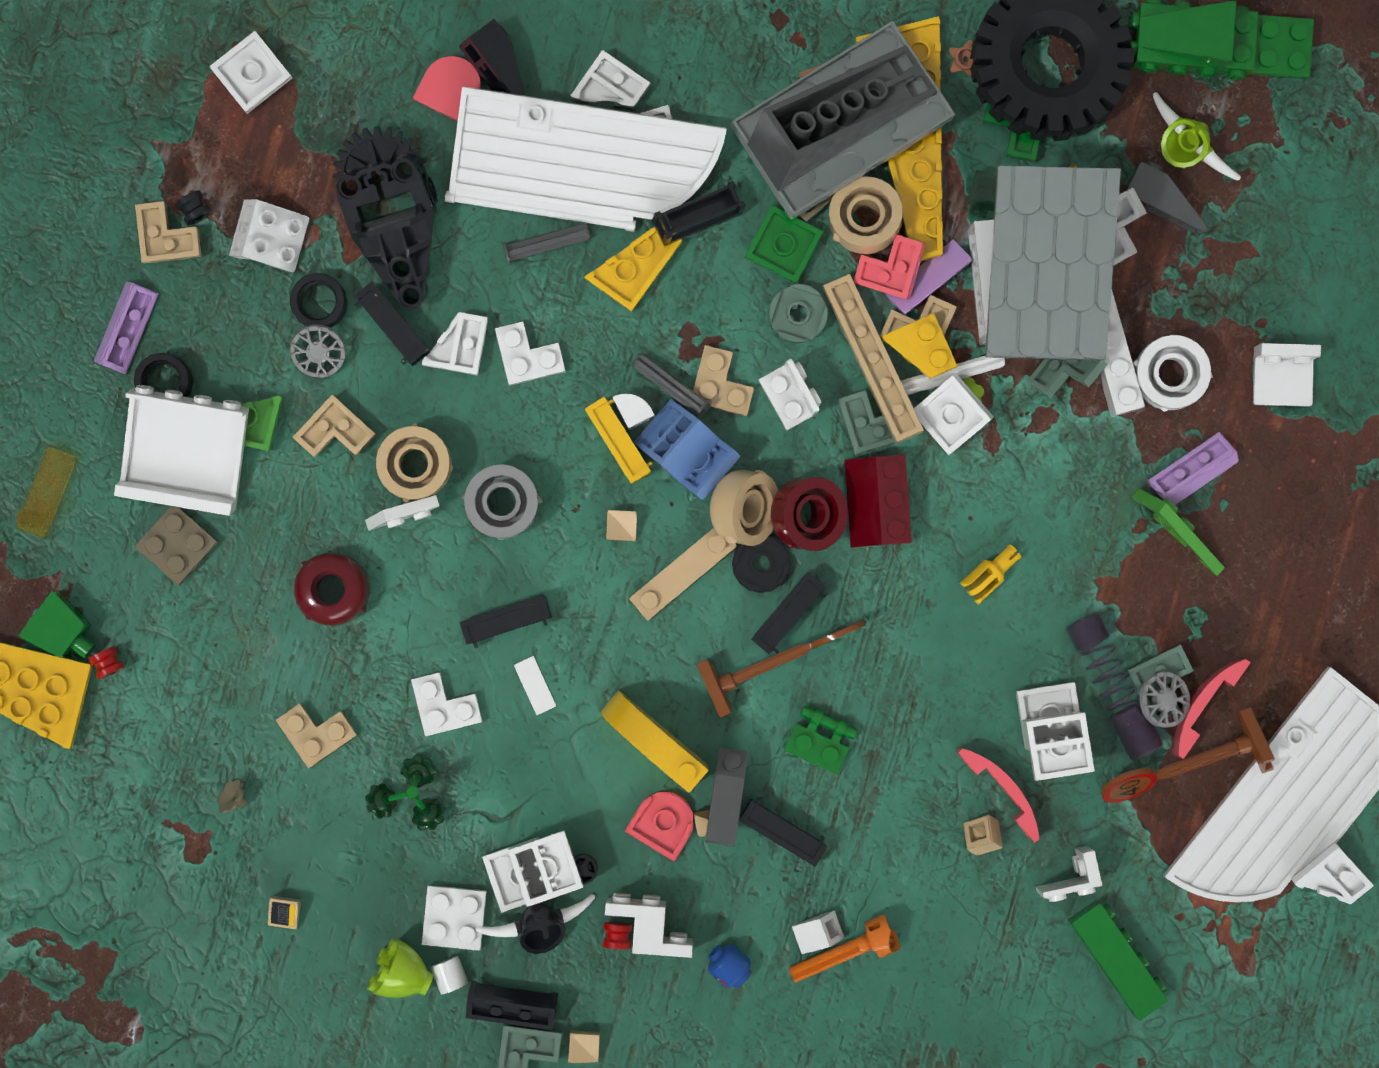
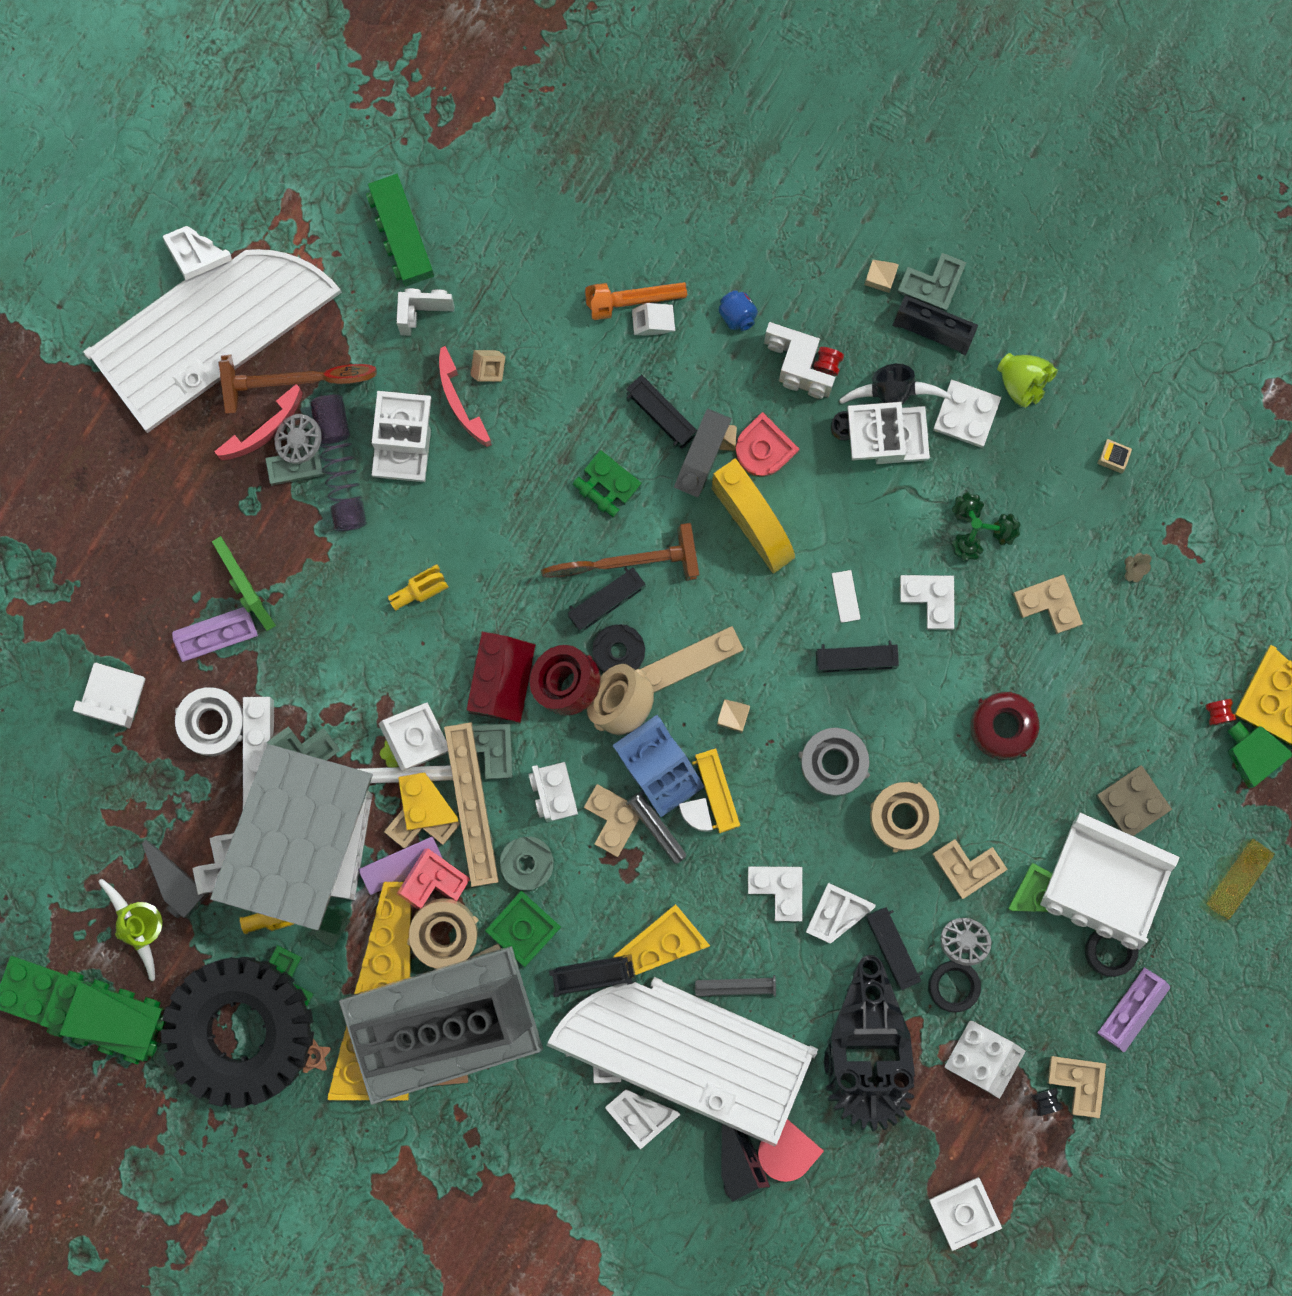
camera: 165 degrees left, 5 degrees down
(396, 515) = (932, 774): white wing -> none
(449, 975) = (983, 365): white brick -> none

